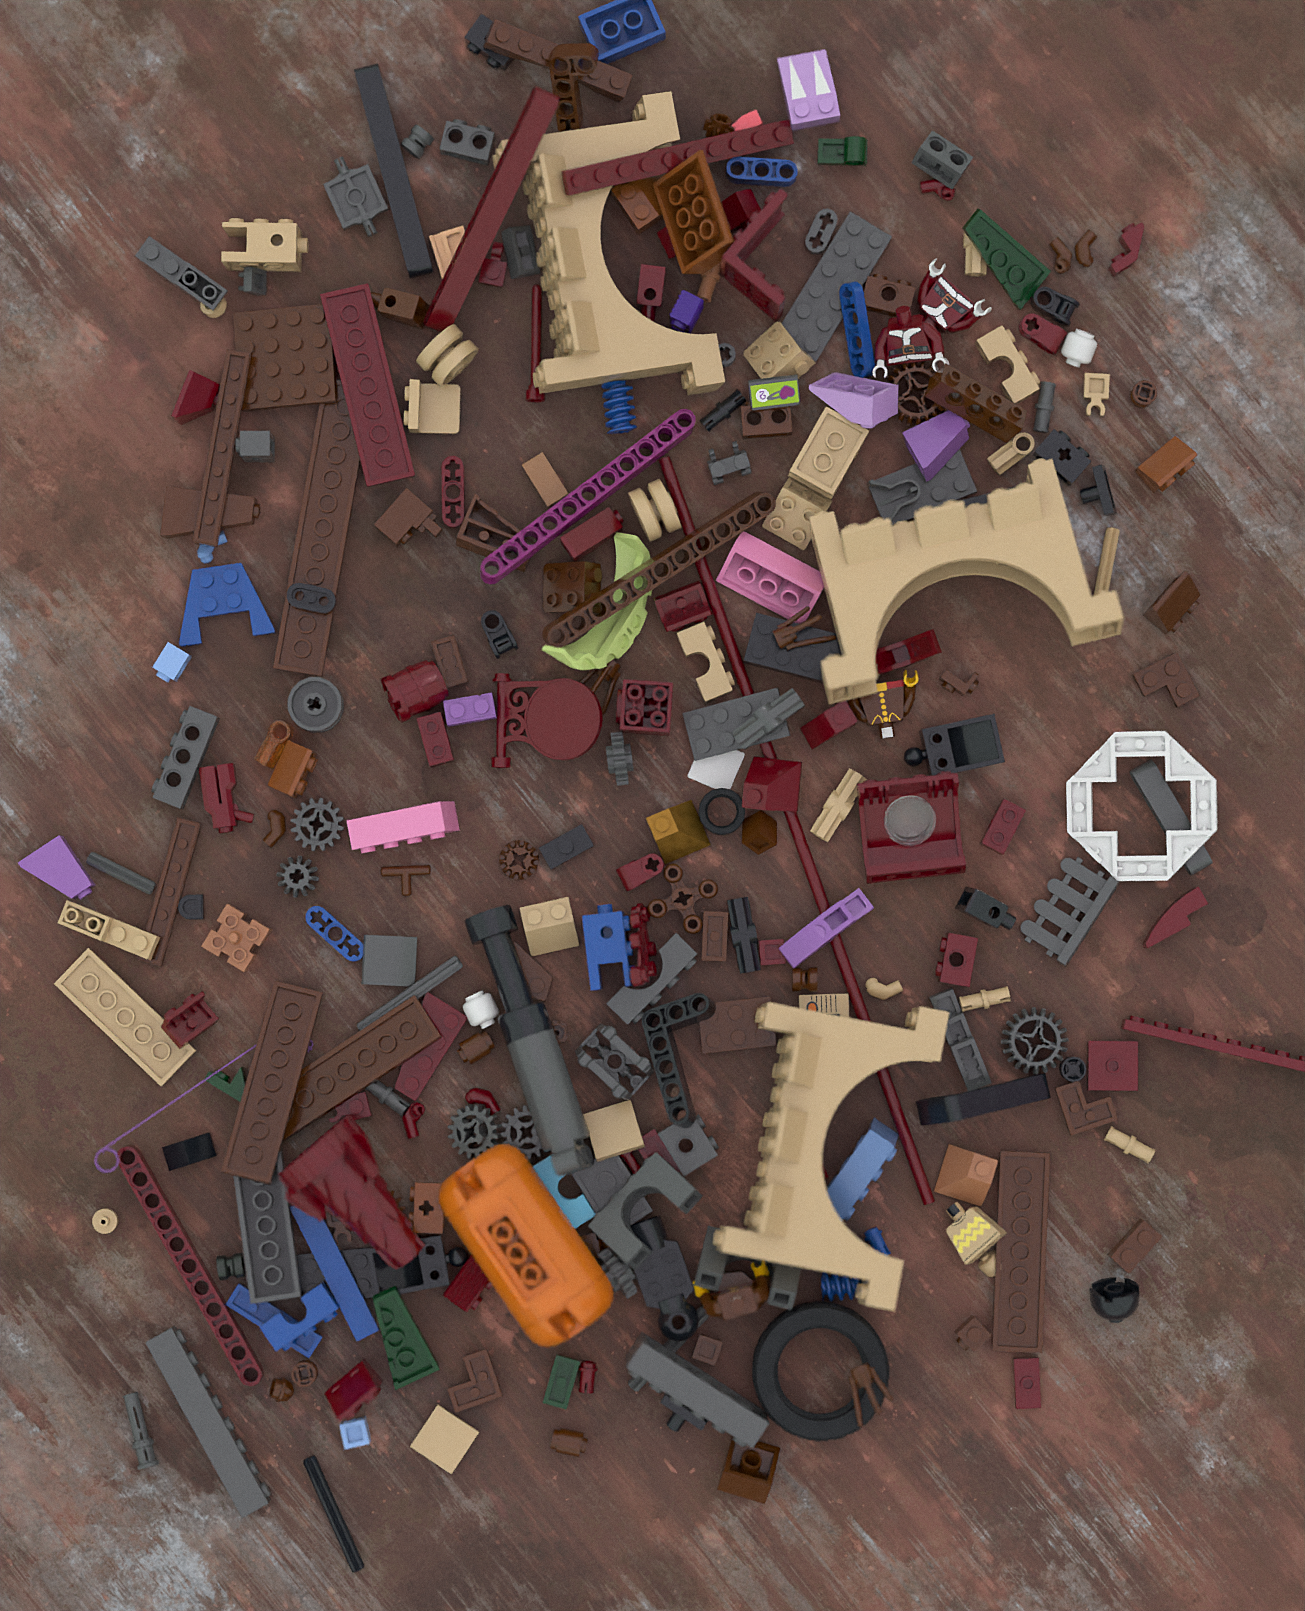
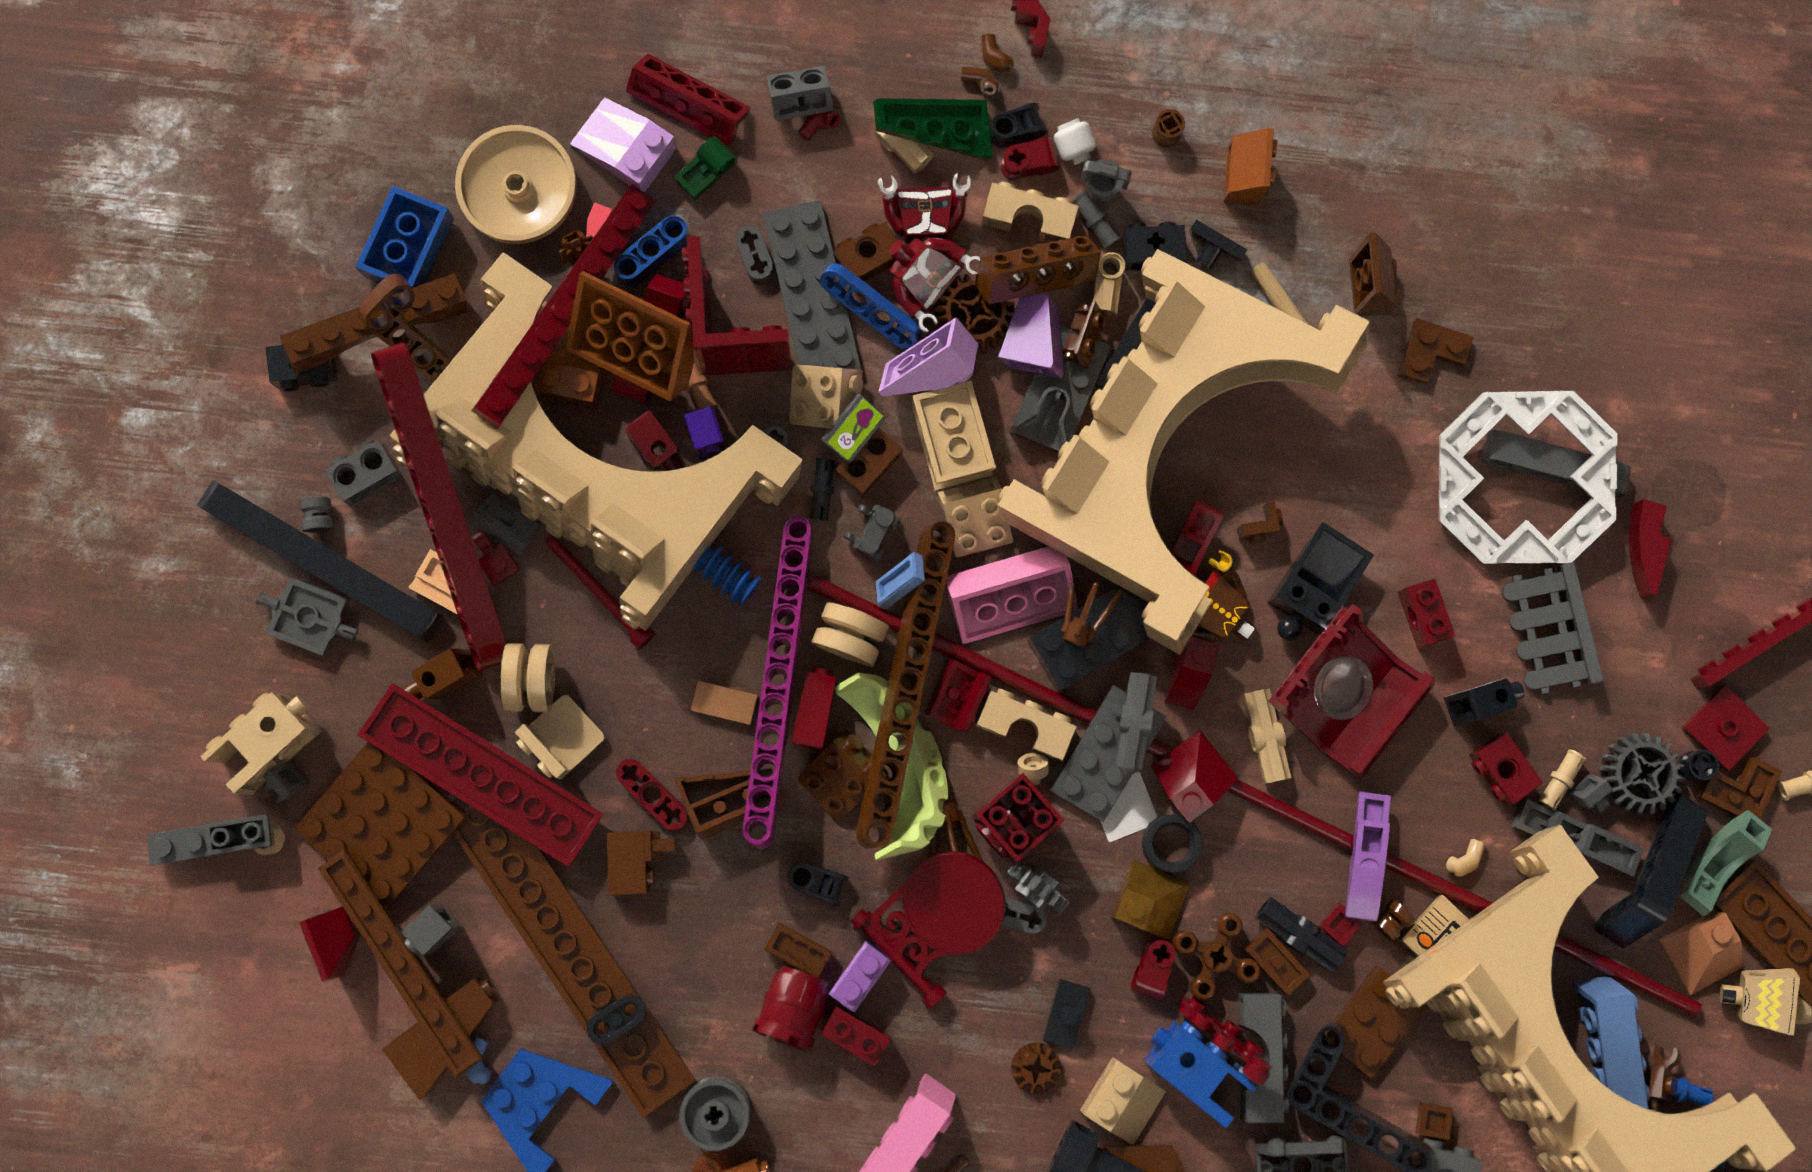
camera: 55 degrees left, 5 degrees down
(600, 764) = (1022, 925): none -> dark grey beam
(685, 690) = (1034, 766): none -> tan tile
(714, 507) = (900, 580): none -> medium blue tile
(714, 1111) = (1434, 1120): none -> reddish brown plate
(720, 54) = (515, 184): none -> tan dish
(759, 832) = (1223, 829): reddish brown panel -> none
(867, 1216) = (1662, 1082): none -> reddish brown plate
(869, 98) = (685, 100): none -> dark red fence
(975, 465) = (1089, 323): none -> reddish brown hinge
(993, 1022) = (1591, 792): none -> dark grey tile
(1027, 1133) = (1720, 858): none -> sand green arch
(1071, 387) = (1104, 179): none -> dark grey piece
(1096, 389) = (1128, 159): tan plate -> none

